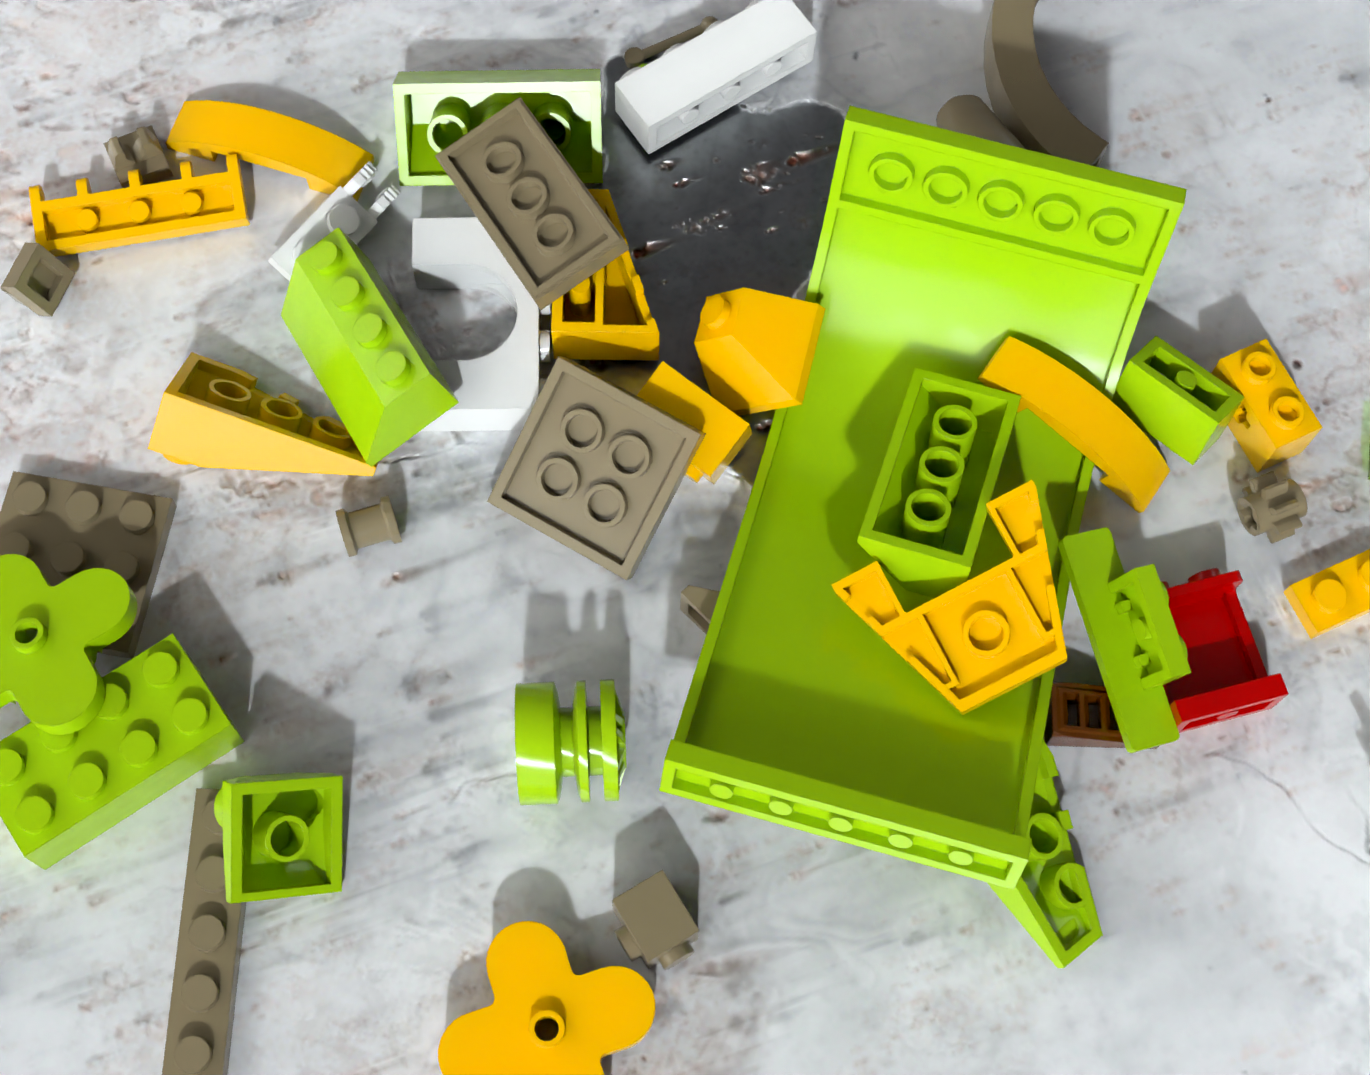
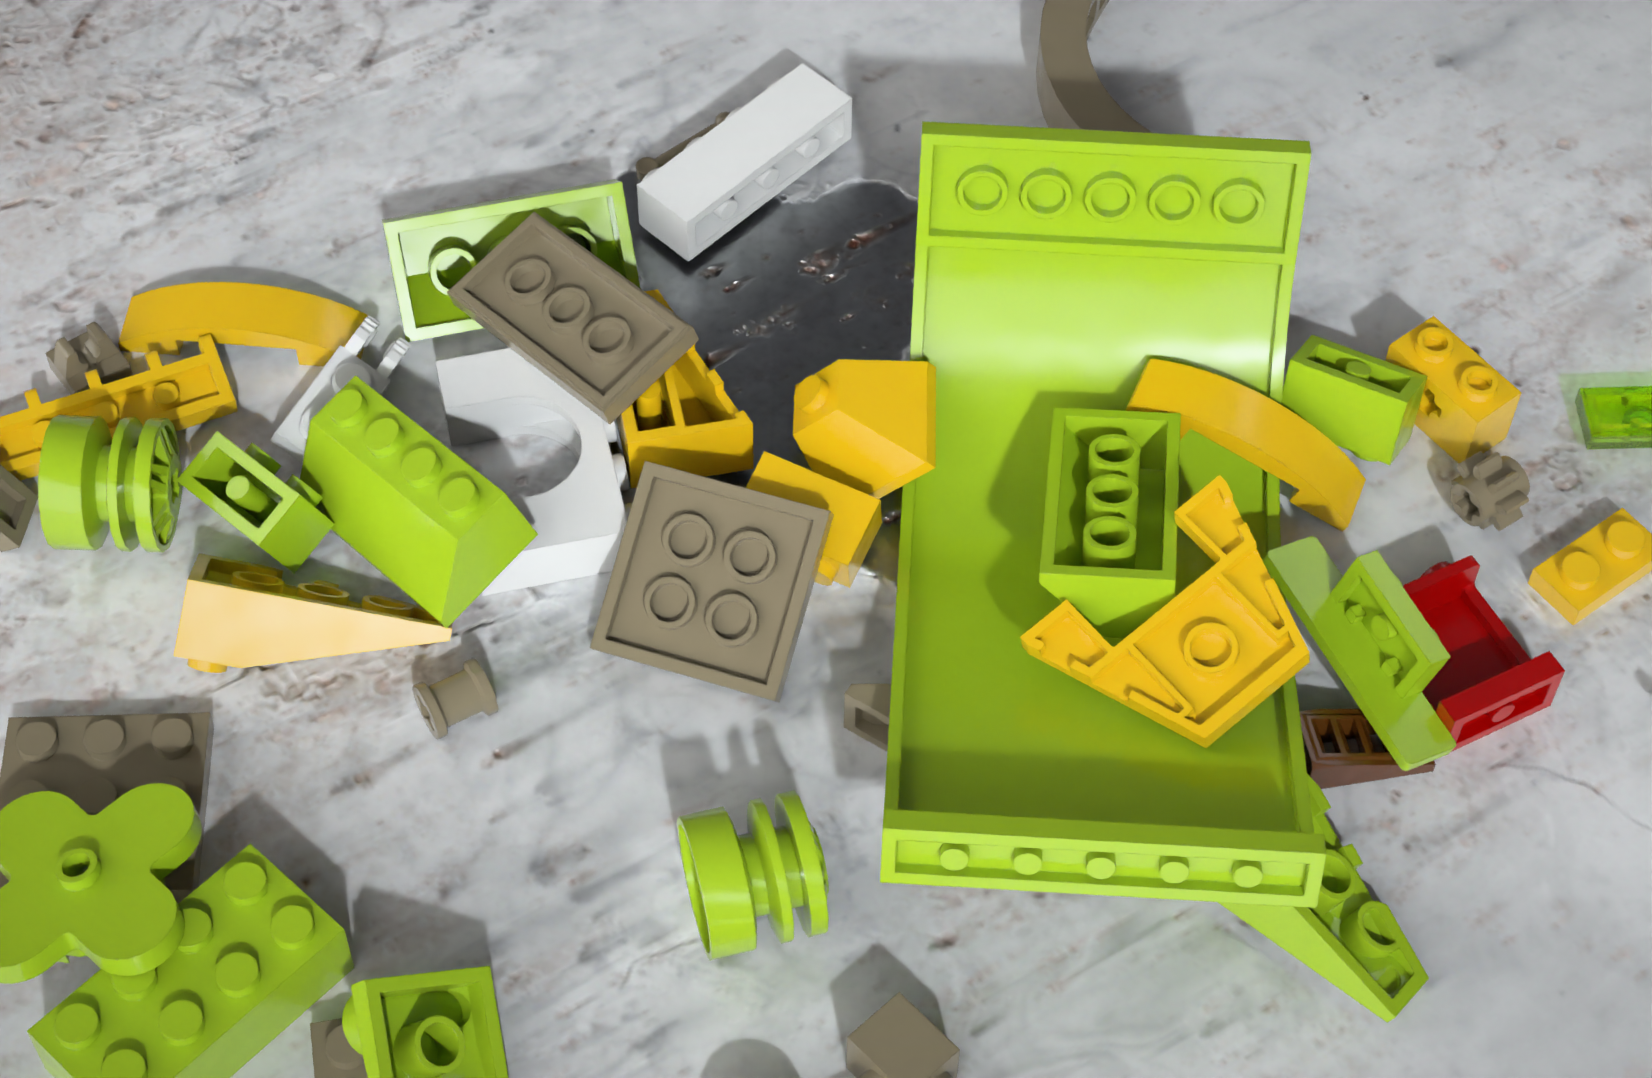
camera: 10 degrees left, 15 degrees down
(125, 281) = (109, 483): none -> lime wheel
(242, 319) = (255, 501): none -> lime brick

